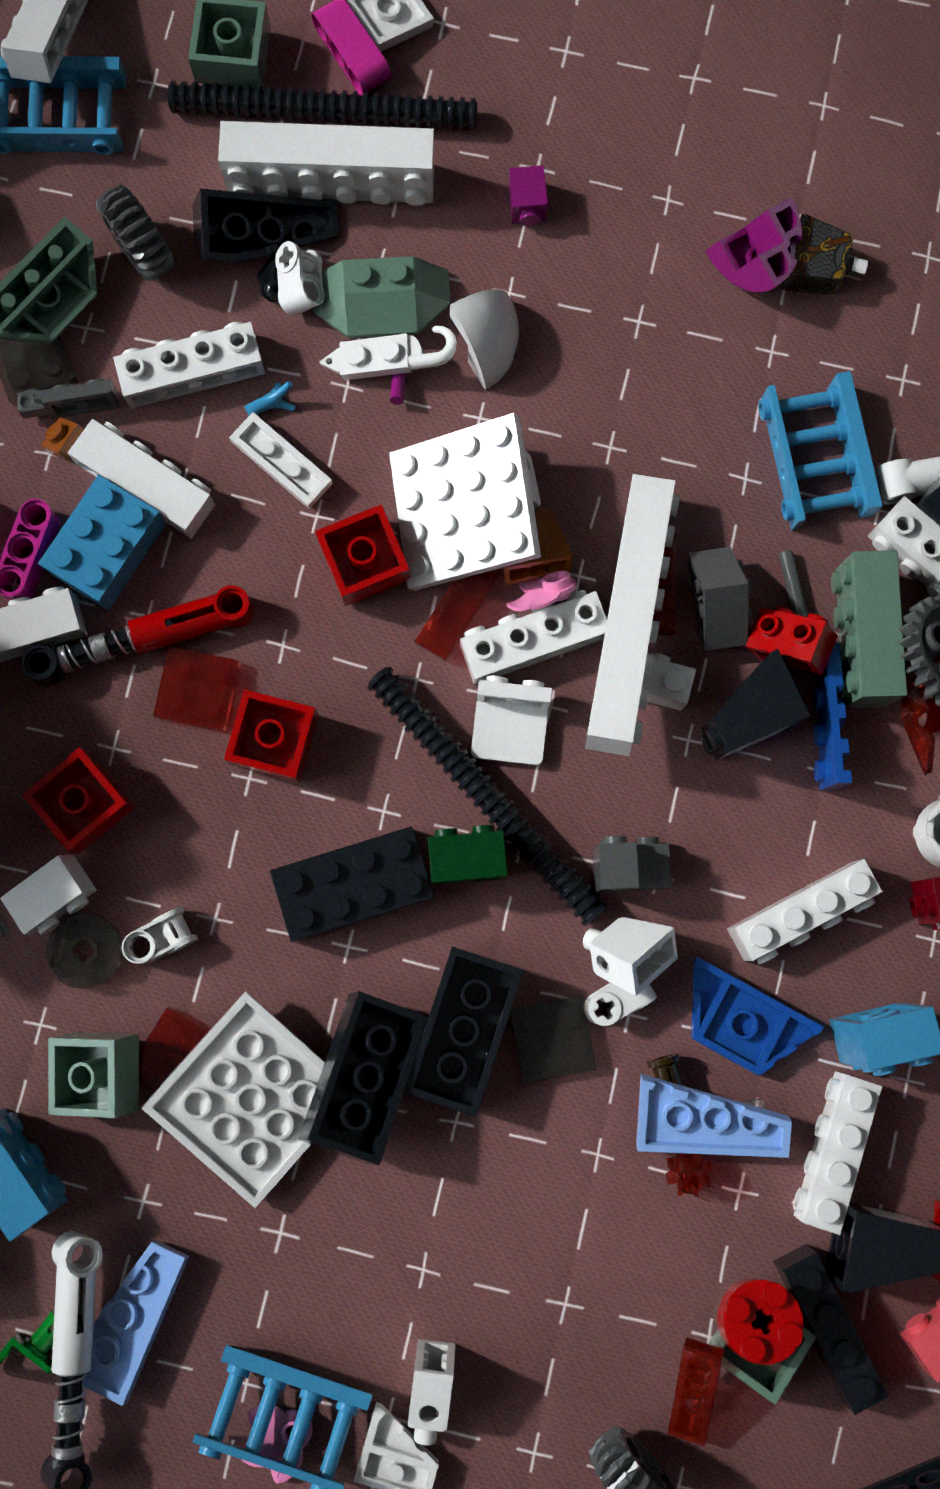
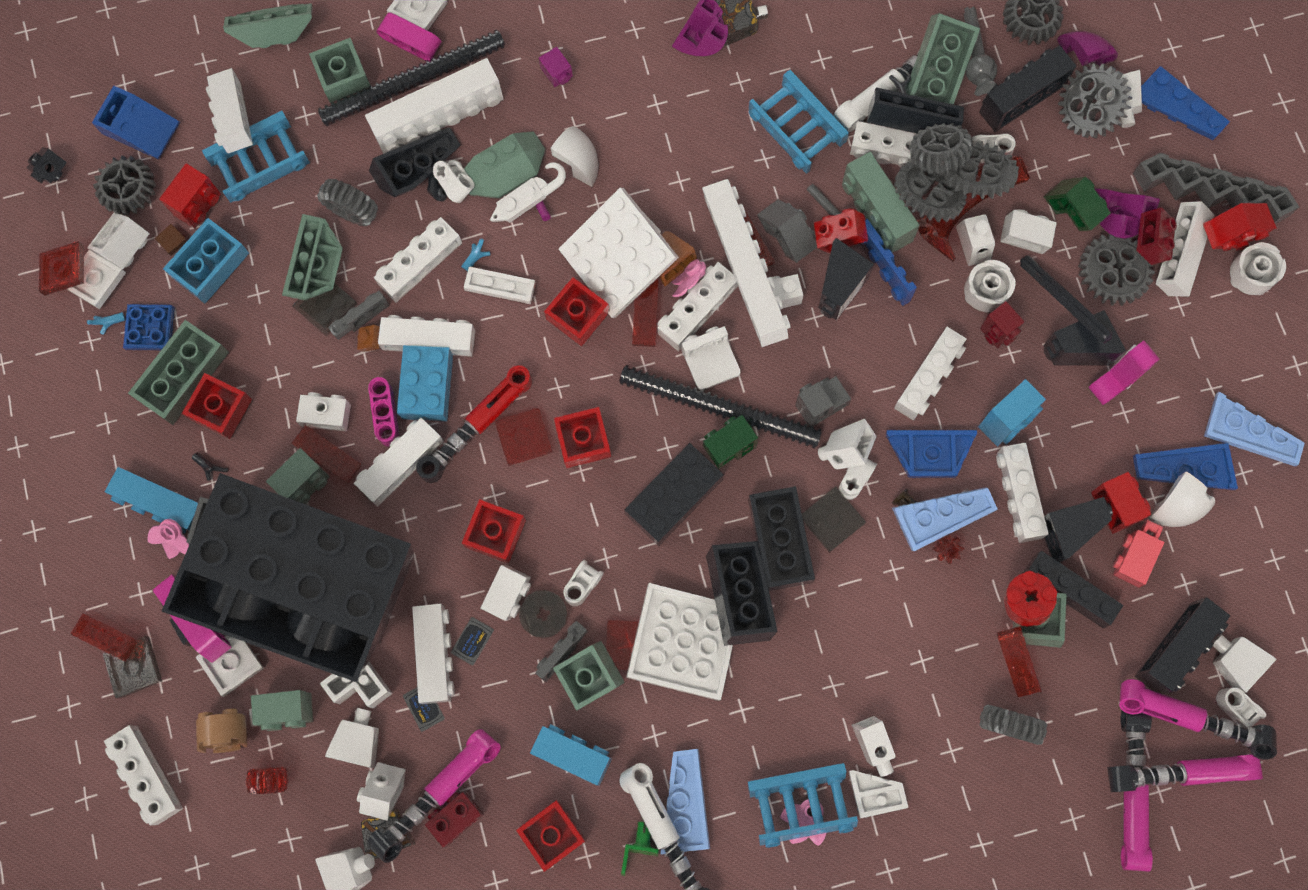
camera: 20 degrees left, 5 degrees down
(80, 1016) = (562, 651): none -> dark grey hinge

